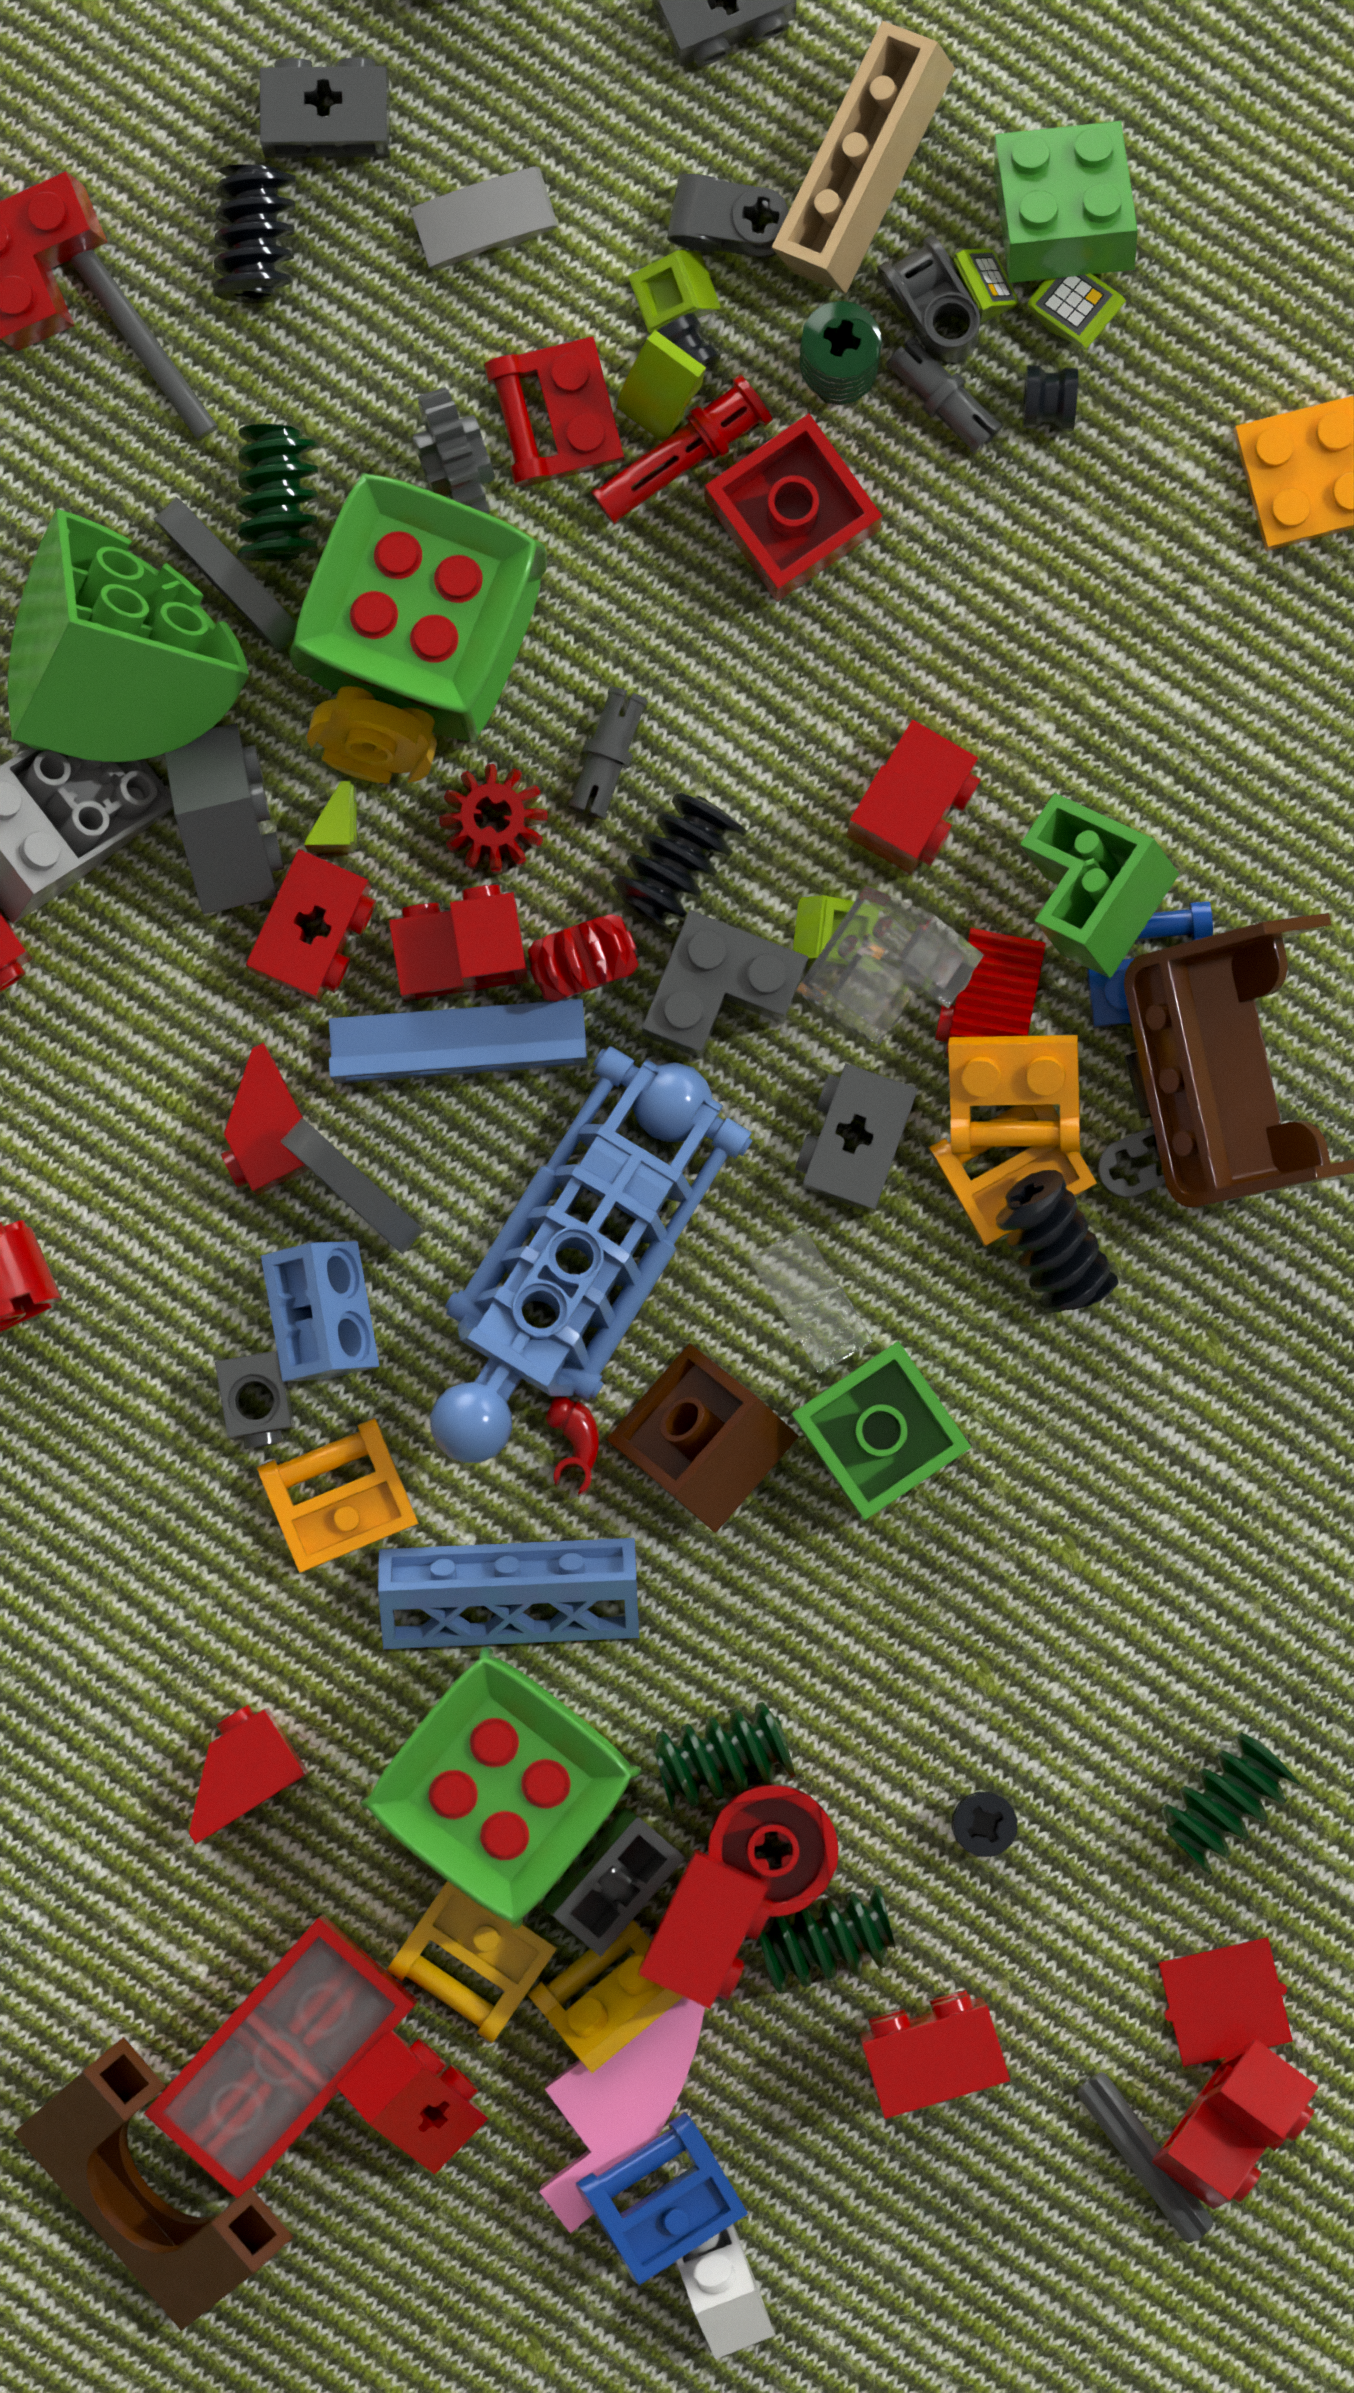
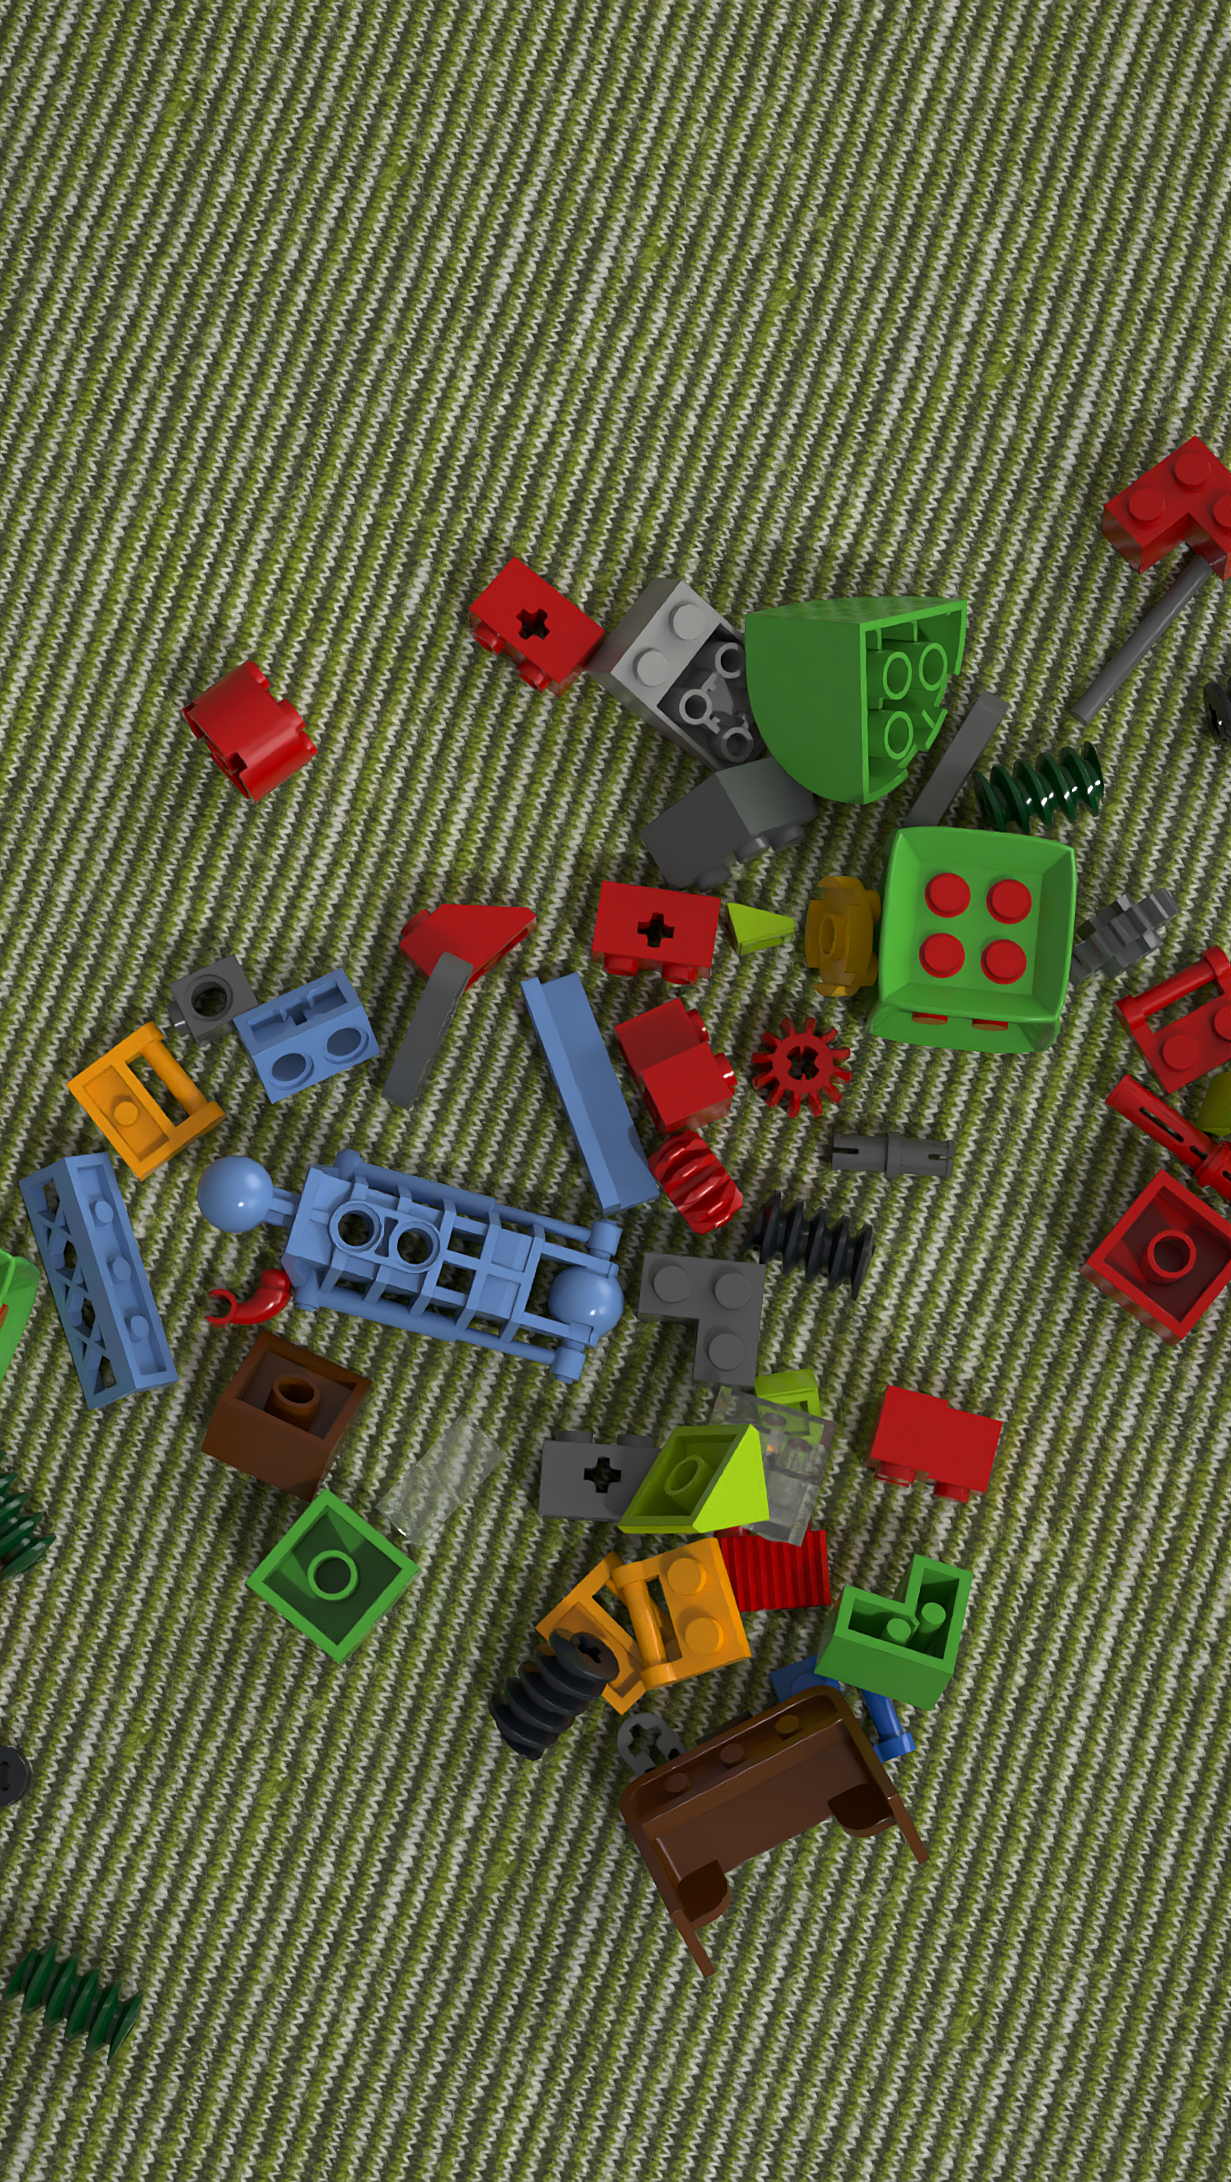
camera: 70 degrees right, 5 degrees down
(895, 1035) = (701, 1483): none -> lime slope

